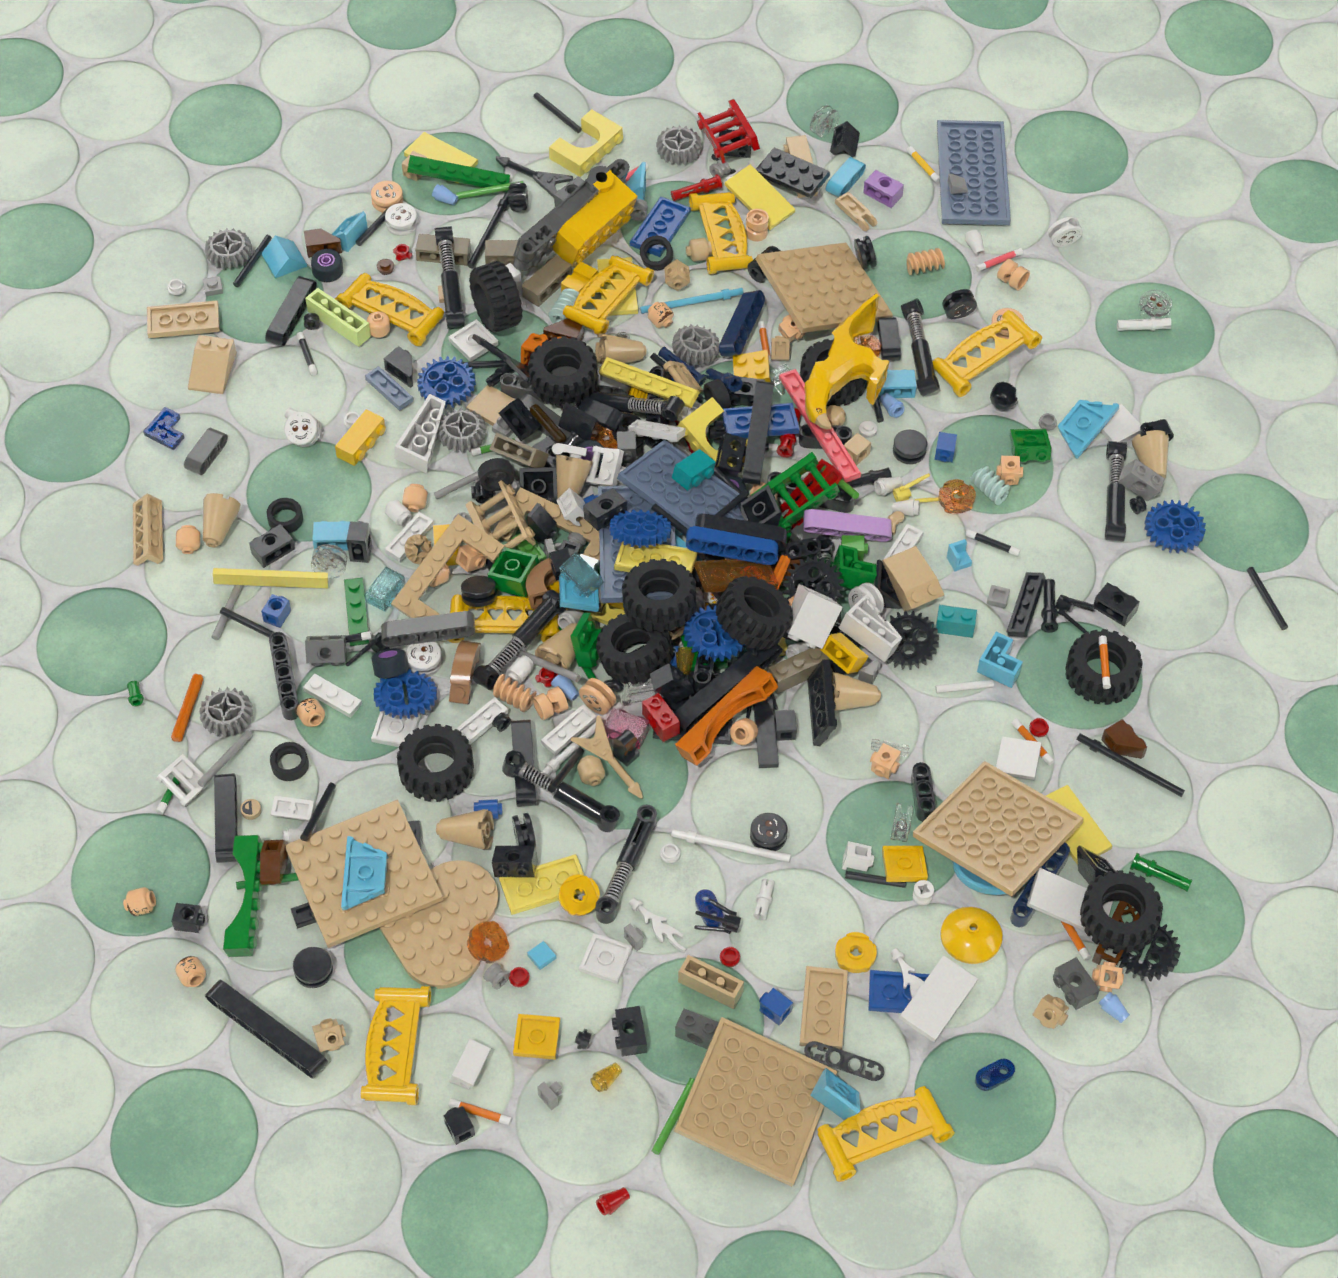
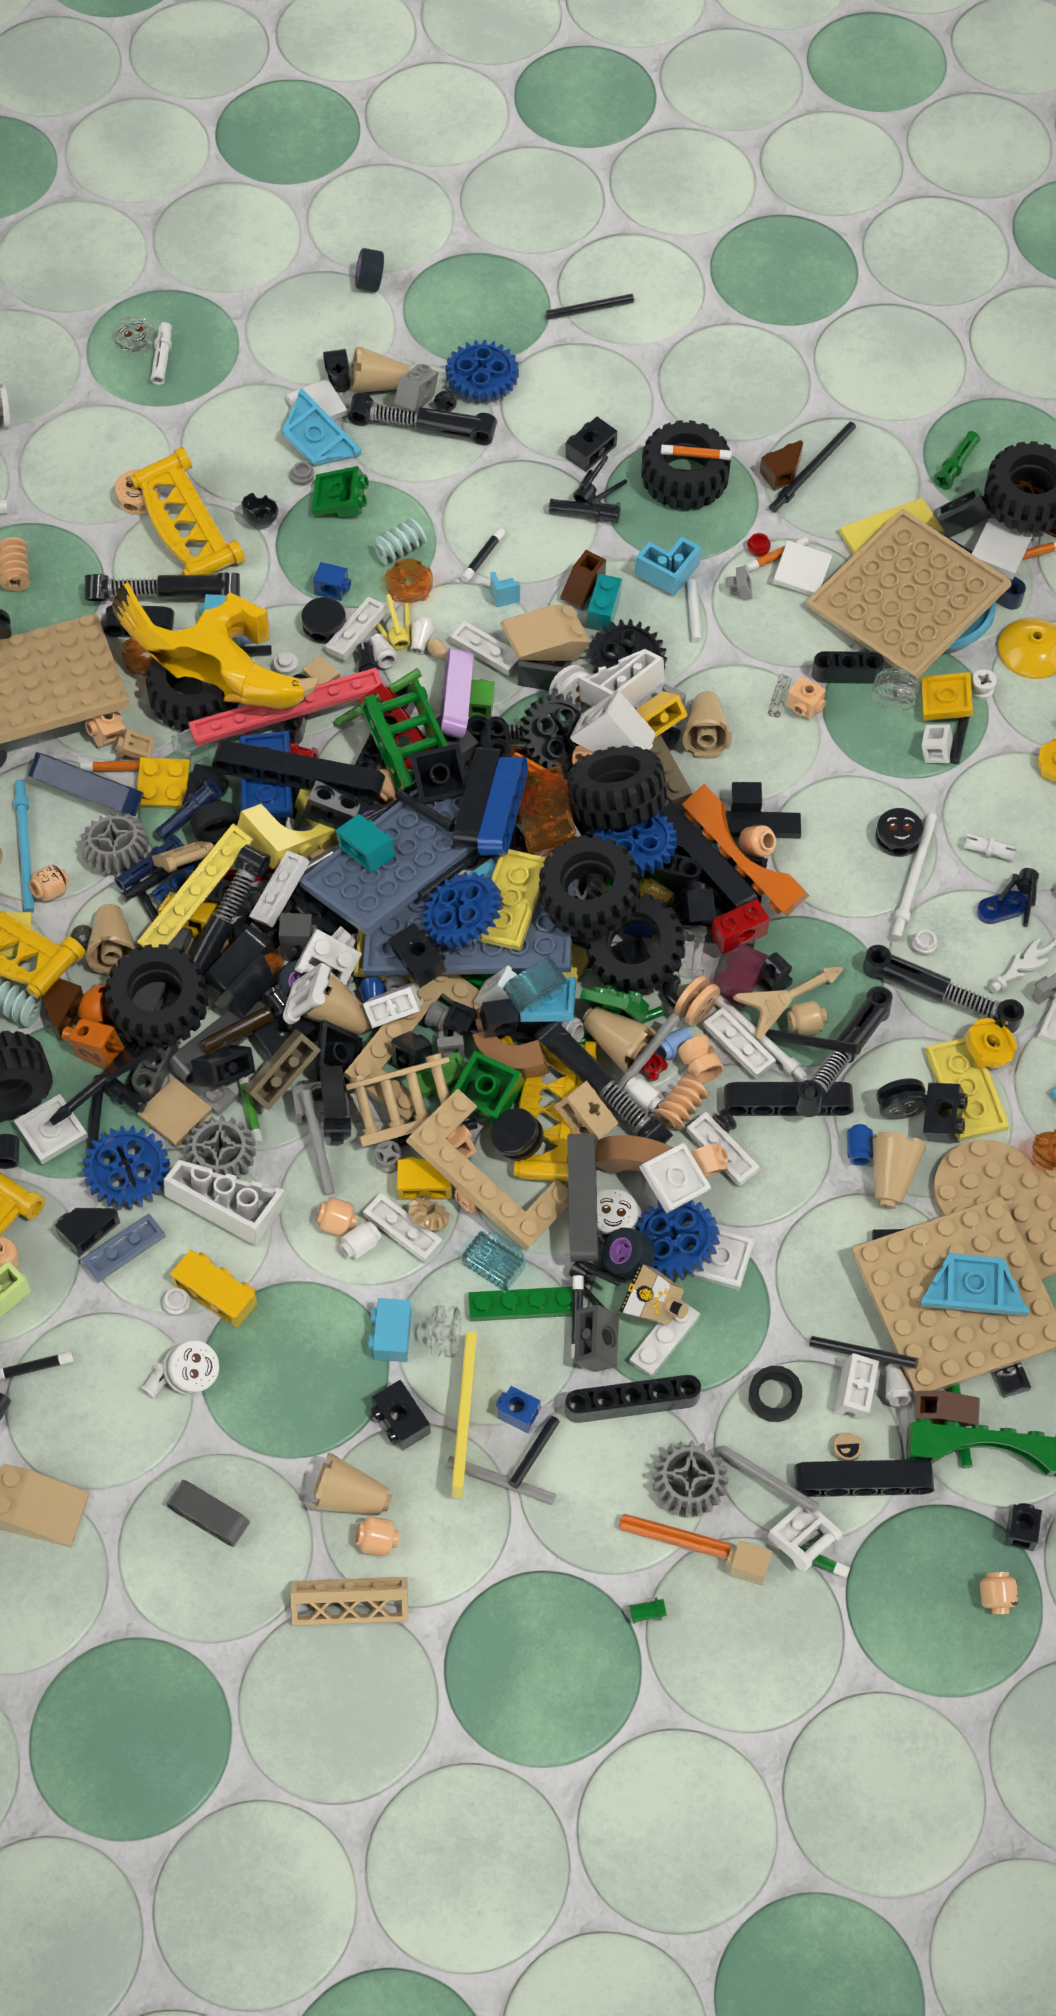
camera: 85 degrees left, 5 degrees up
(162, 429) = (154, 1584): clear blue plate -> none
(165, 749) = (749, 1562): none -> tan brick
(285, 504) = (342, 1377): black tyre -> none
(310, 712) = (698, 1361): light nougat head -> none
(355, 677) = (654, 1297): none -> torso
(359, 542) = (416, 1284): black brick -> none
(431, 741) = (798, 1170): black tyre -> none
(444, 682) = (675, 1177): none -> white tile
(464, 707) = (711, 1159): none -> light nougat brick
(498, 620) = (586, 1112): none -> tan brick
(821, 702) = (724, 751): black plate -> none
(854, 571) = (511, 701): green brick -> none
(903, 466) = (356, 628): none -> white plate
(959, 304) = (100, 533): black head -> none
(979, 601) = (583, 579): none -> reddish brown slope
(994, 715) = (740, 583): none -> light grey tile
(998, 596) = (566, 557): light grey plate -> none
(999, 259) = (20, 488): coral bar -> none
(1010, 469) = (380, 517): light nougat brick -> none
(1013, 274) = (56, 471): light nougat wheel -> none
(1026, 604) = (583, 531): black plate -> none
(1259, 441) = (369, 269): none -> black wheel

